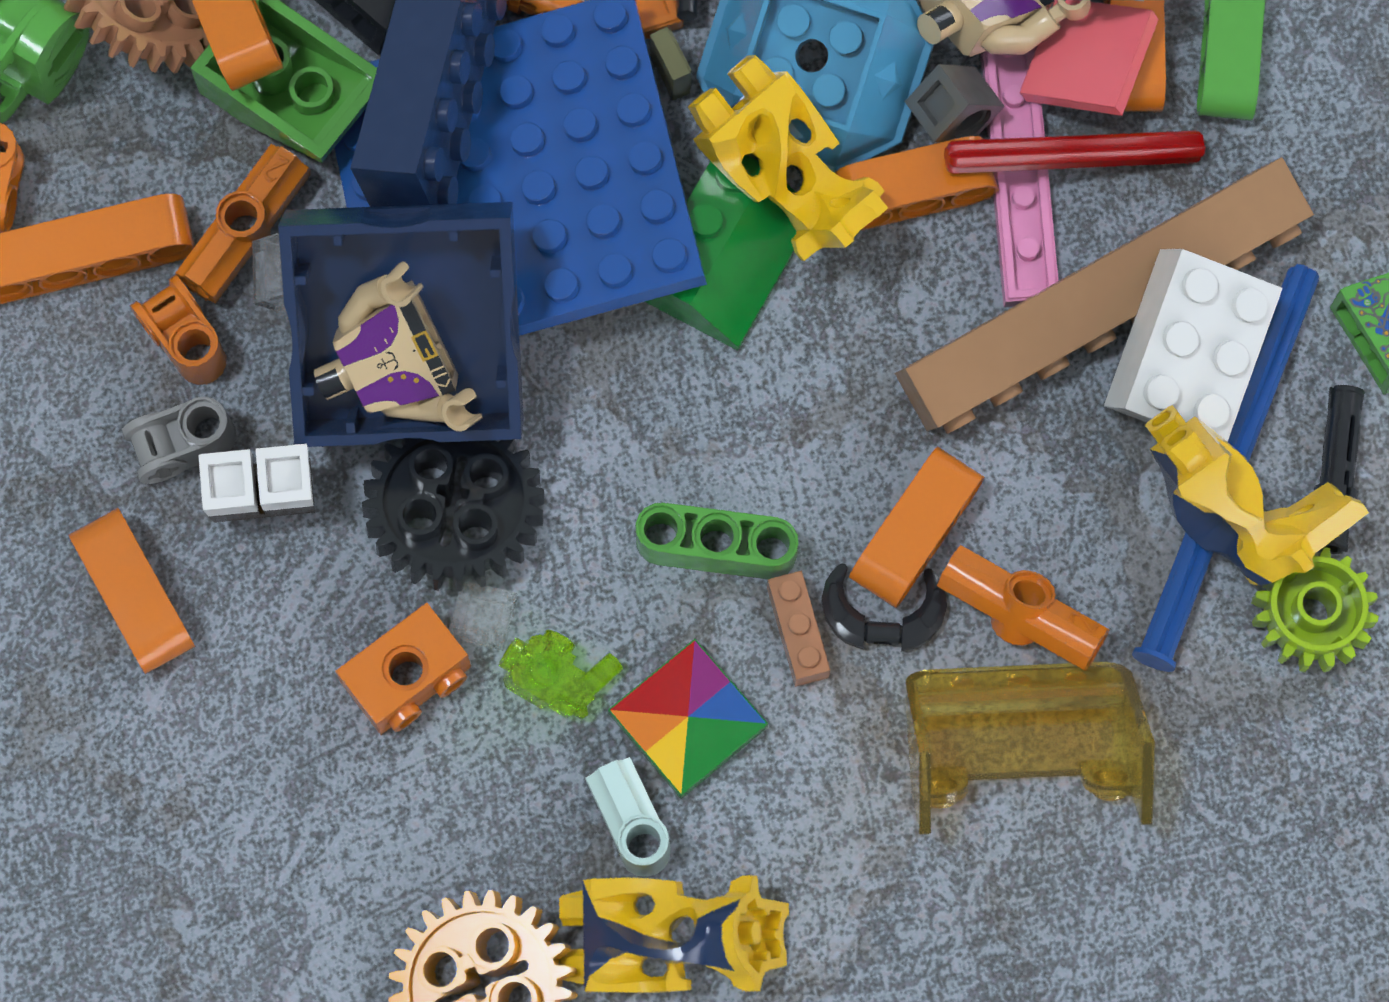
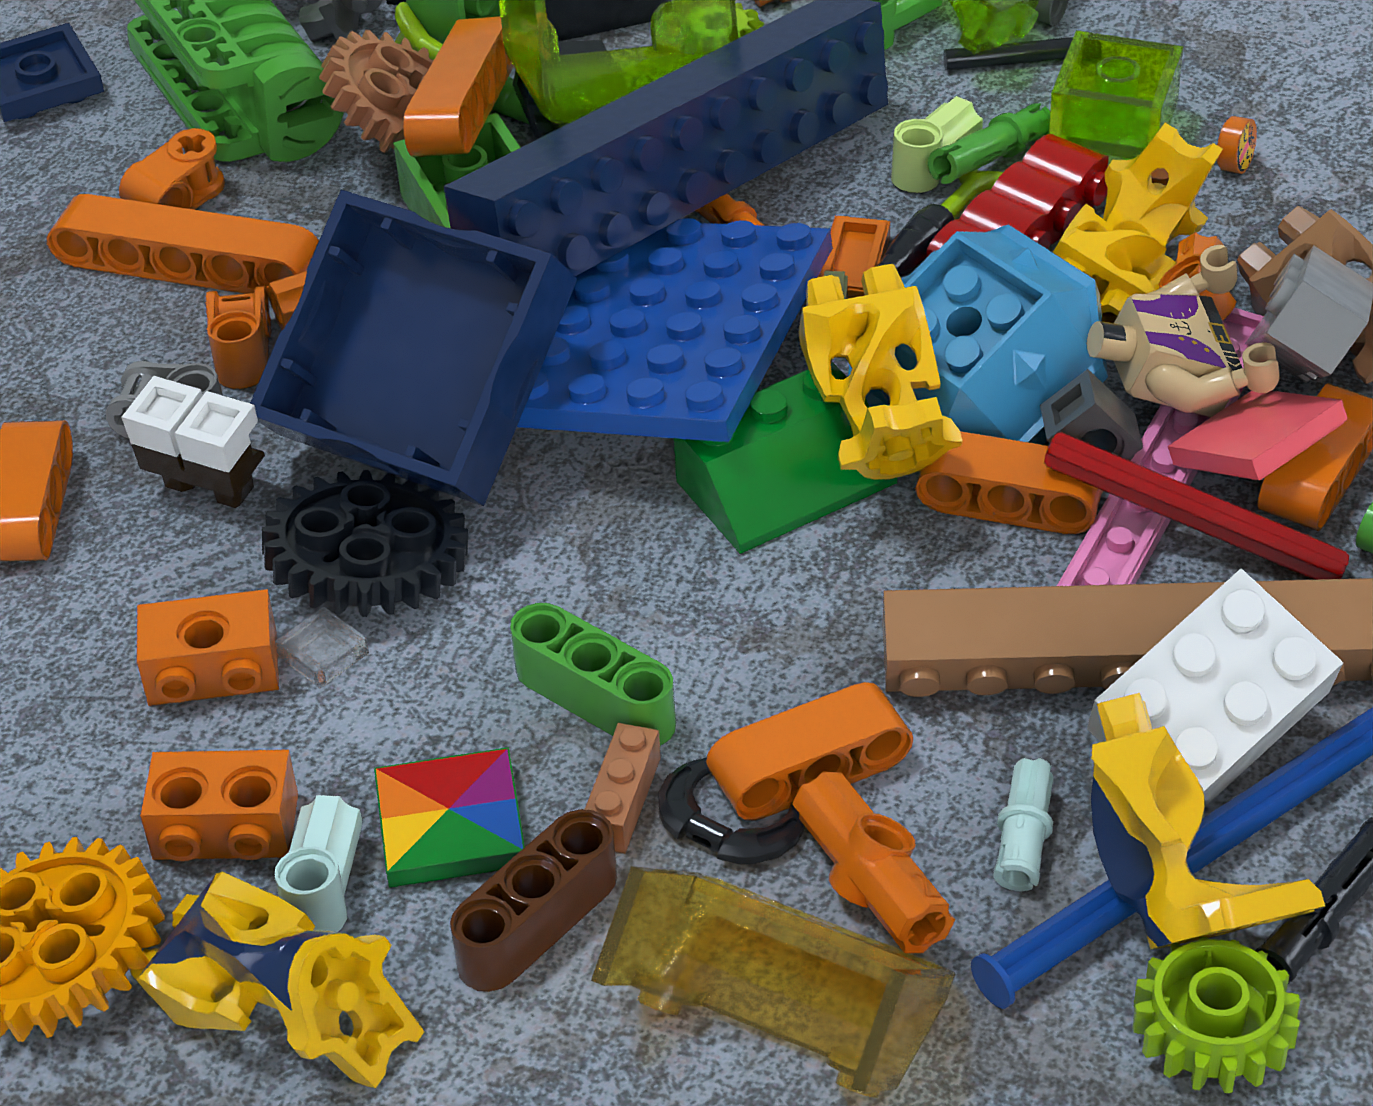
camera: 35 degrees right, 30 degrees down
(395, 356) = (387, 360): tan torso -> none
(513, 793) = (220, 804): none -> orange brick
(545, 674) = (338, 710): clear neon green piece -> none
(811, 736) = (534, 900): none -> reddish brown beam
(1102, 512) = (1024, 825): none -> light aqua axle

